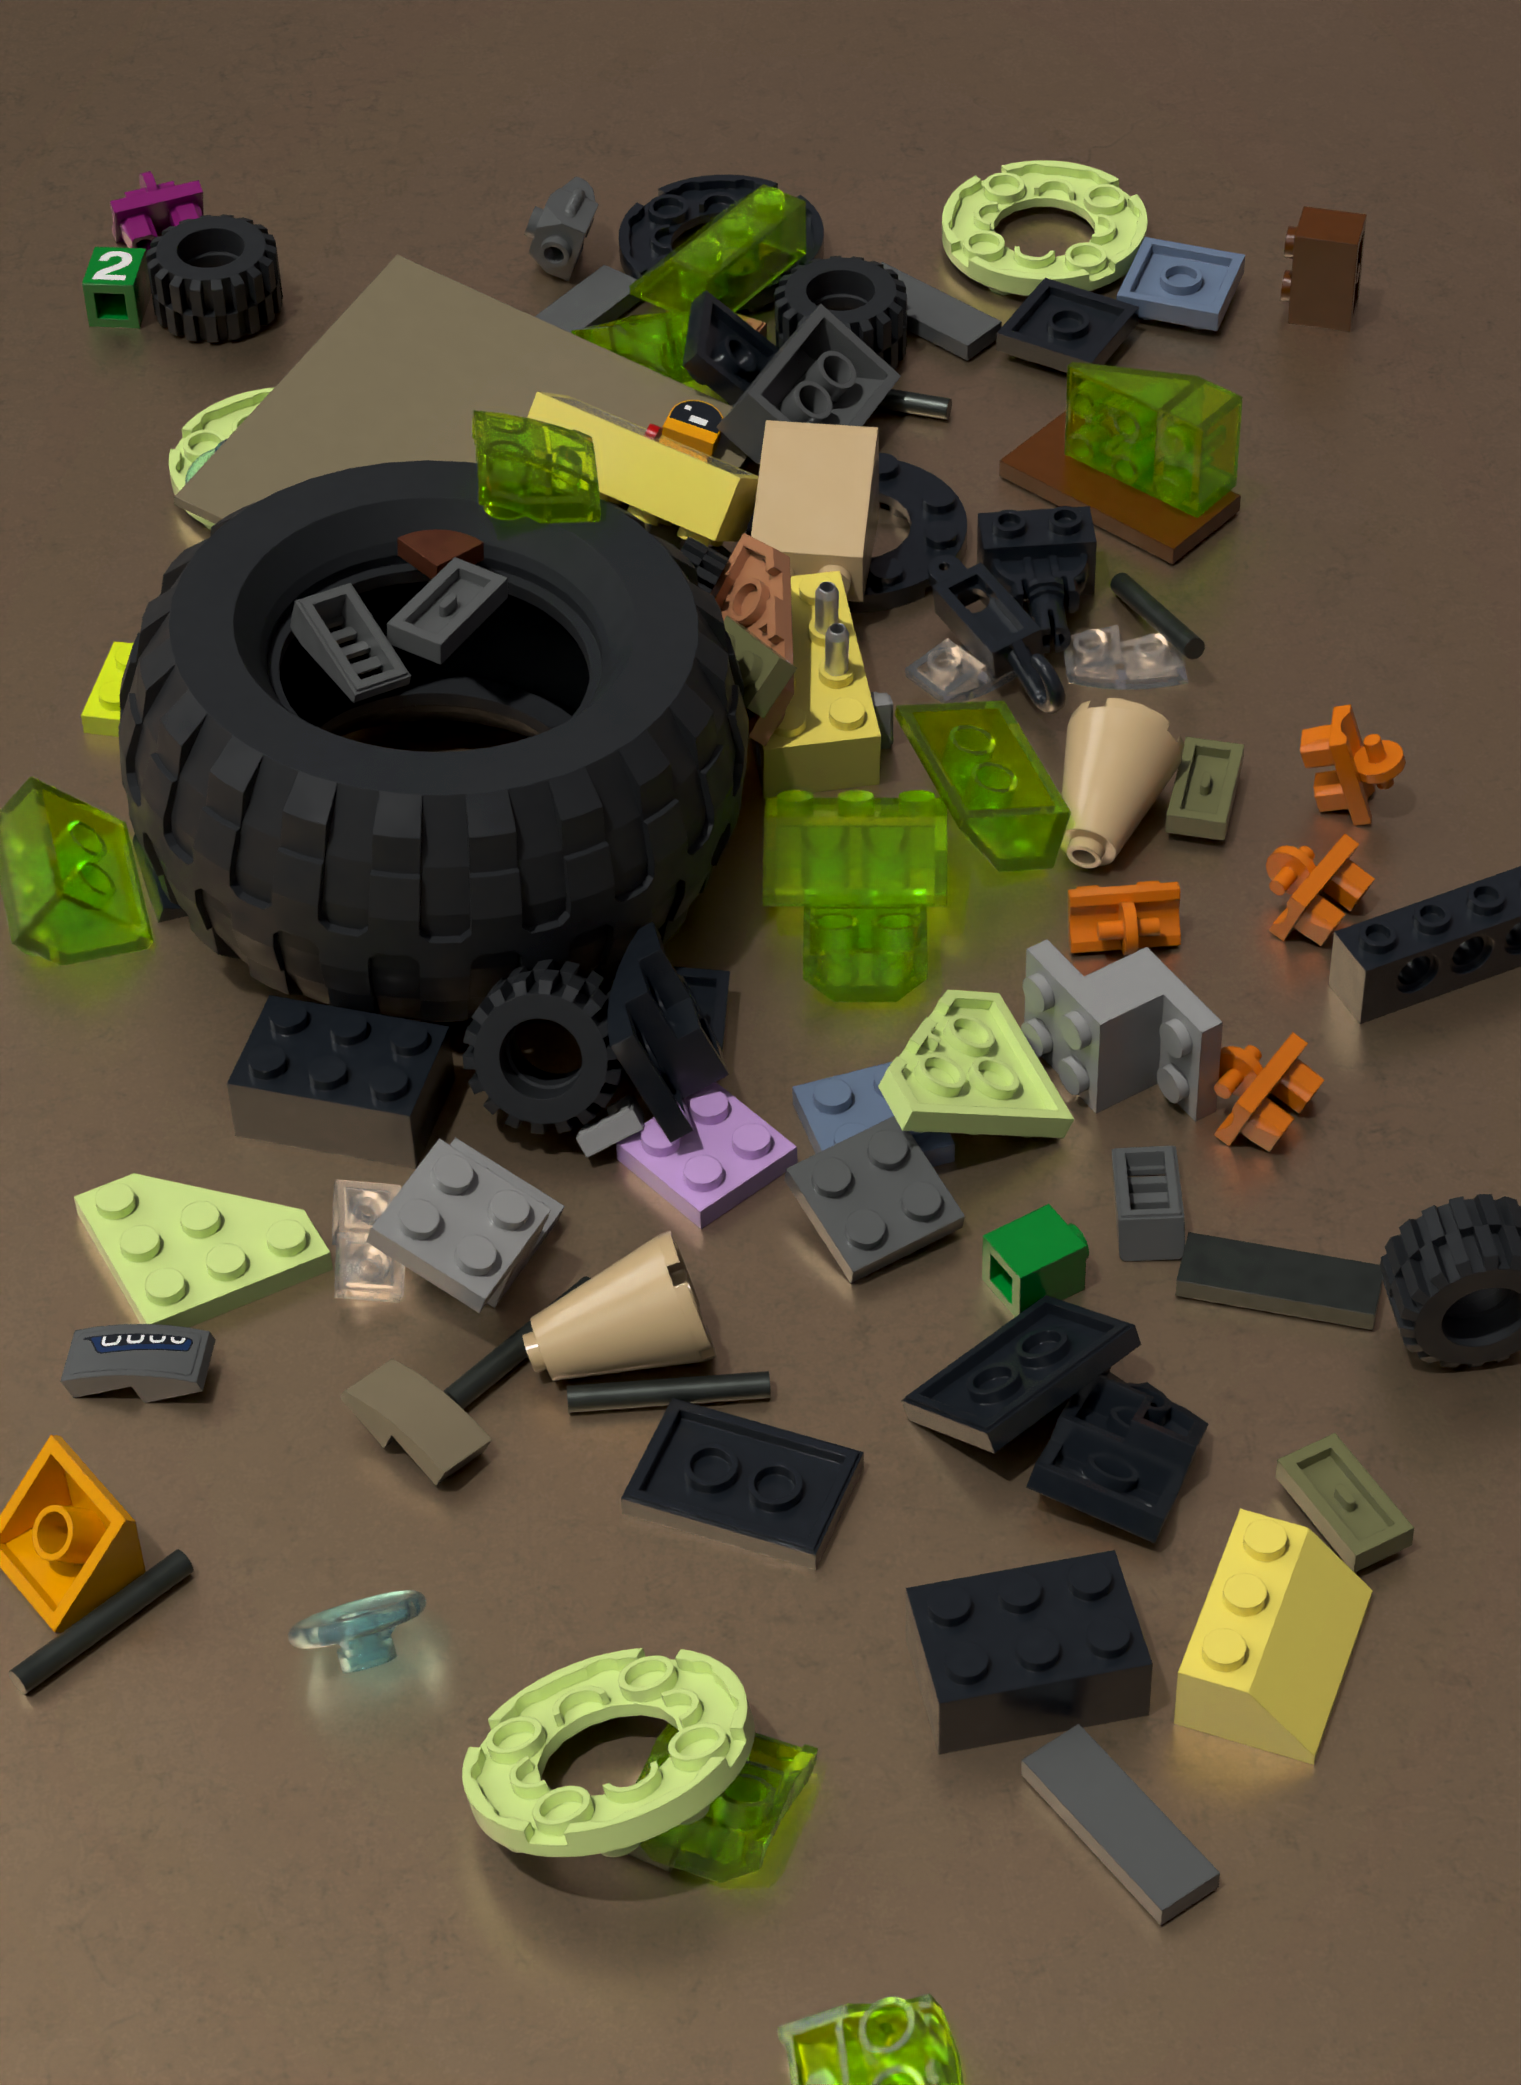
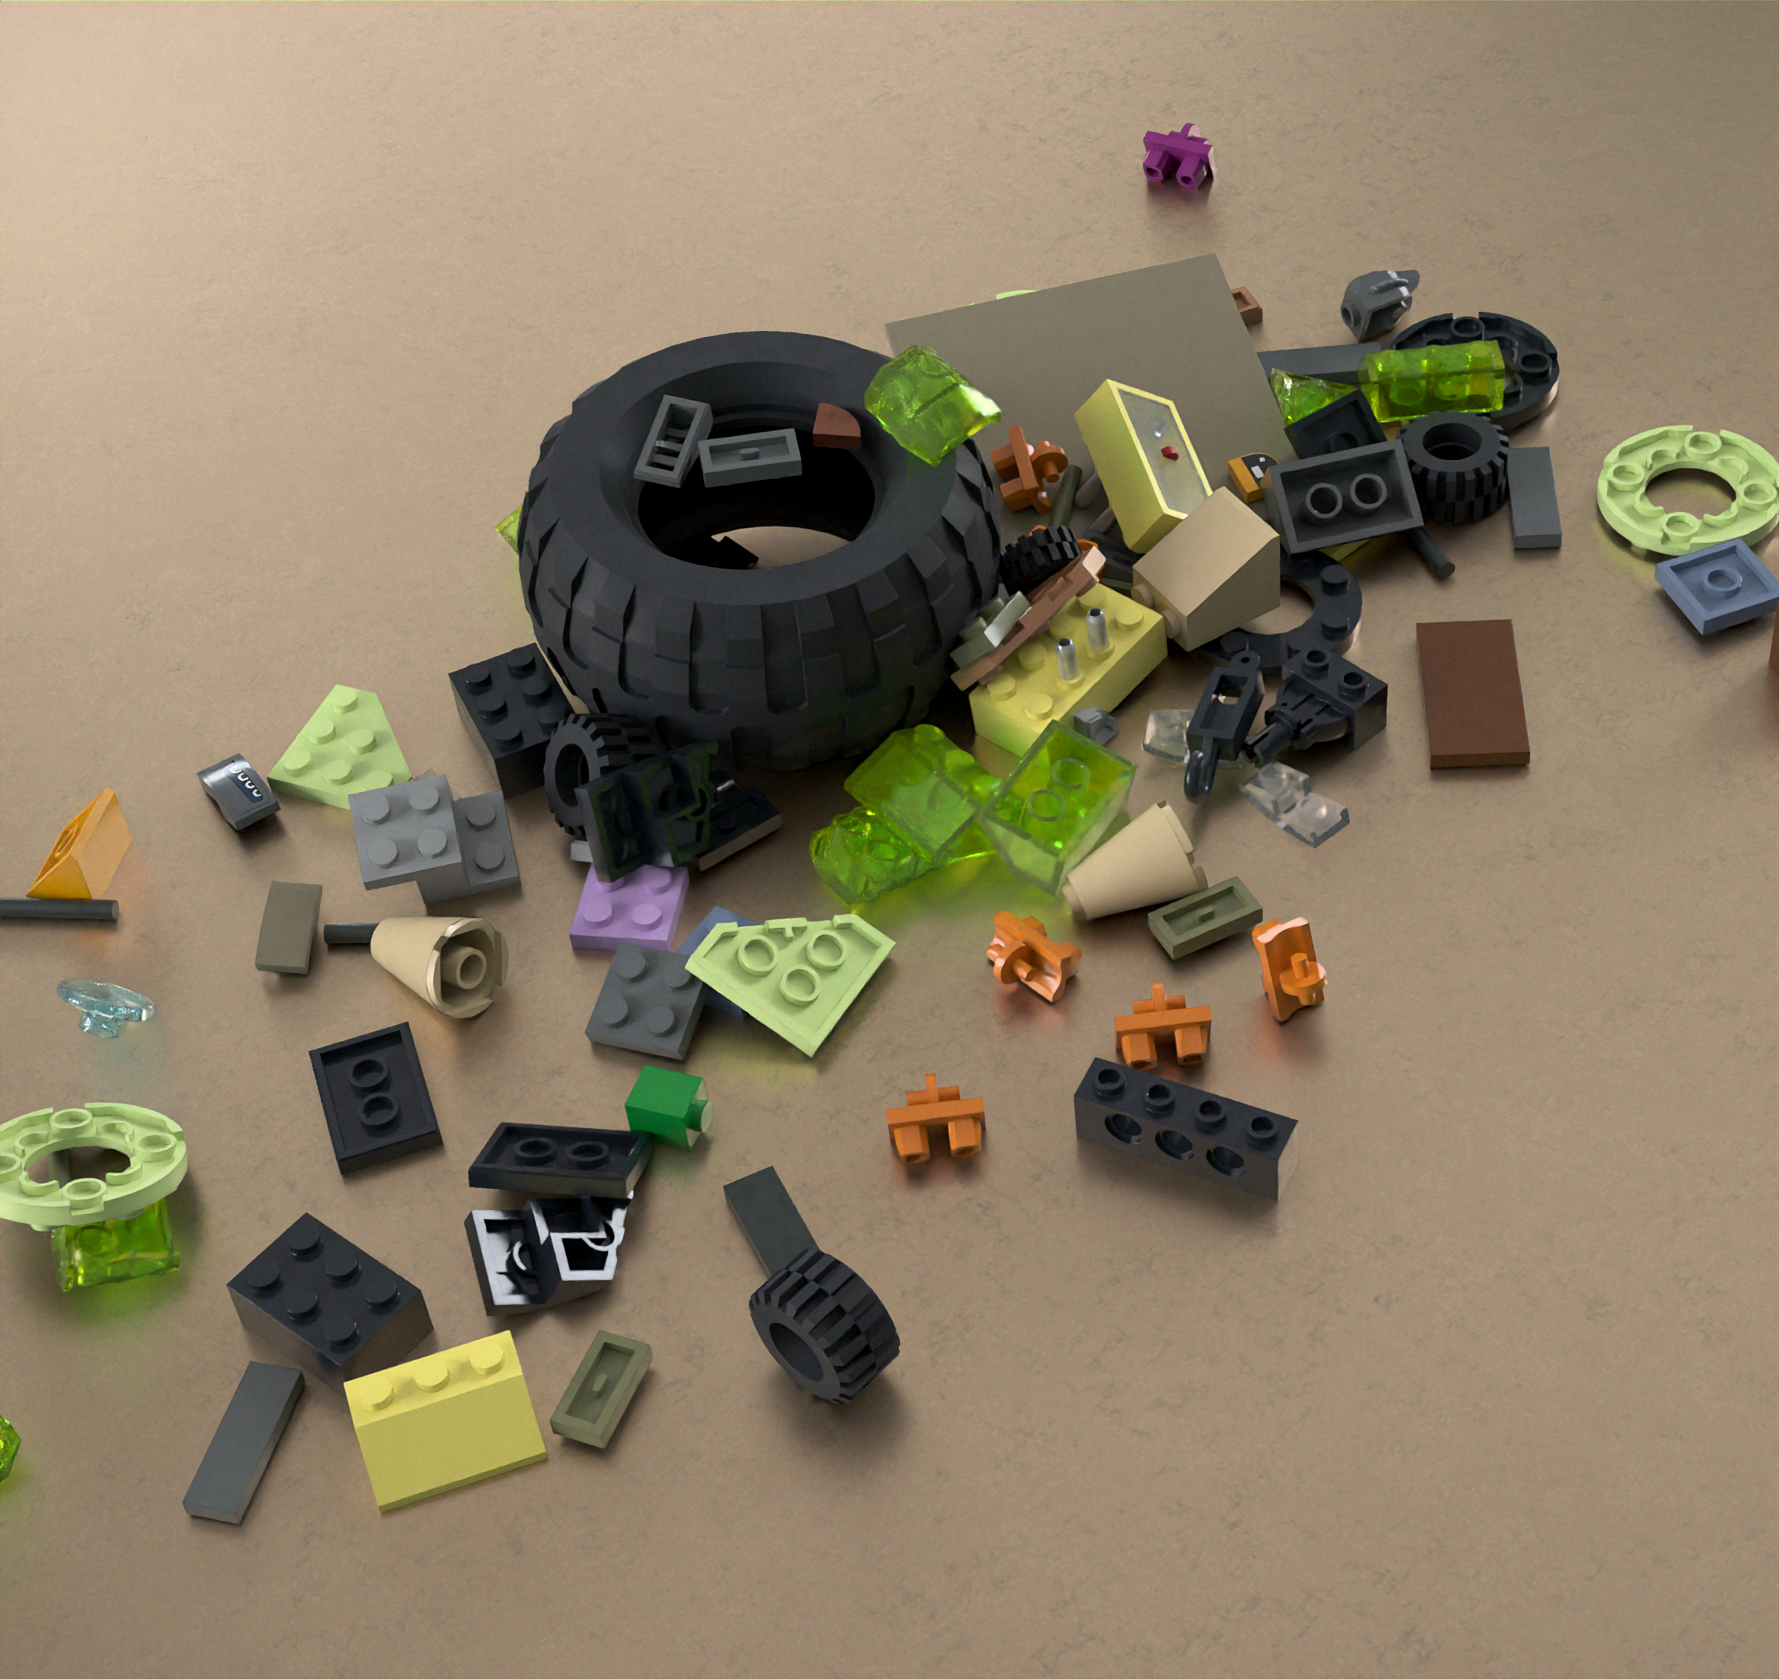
camera: 55 degrees right, 0 degrees up
(116, 287) = (1093, 188): green brick -> none
(214, 278) = (1144, 213): black tyre -> none
(661, 1391) = (418, 1018): pearl dark grey bar -> none
(1066, 326) = (1597, 567): black plate -> none
(1122, 1030) = (895, 1010): light grey bracket -> none
(1148, 1207) = (755, 1137): dark grey slope -> none
(1155, 432) = (1499, 669): clear neon green slope -> none
(1157, 616) = (1344, 789): pearl dark grey bar -> none

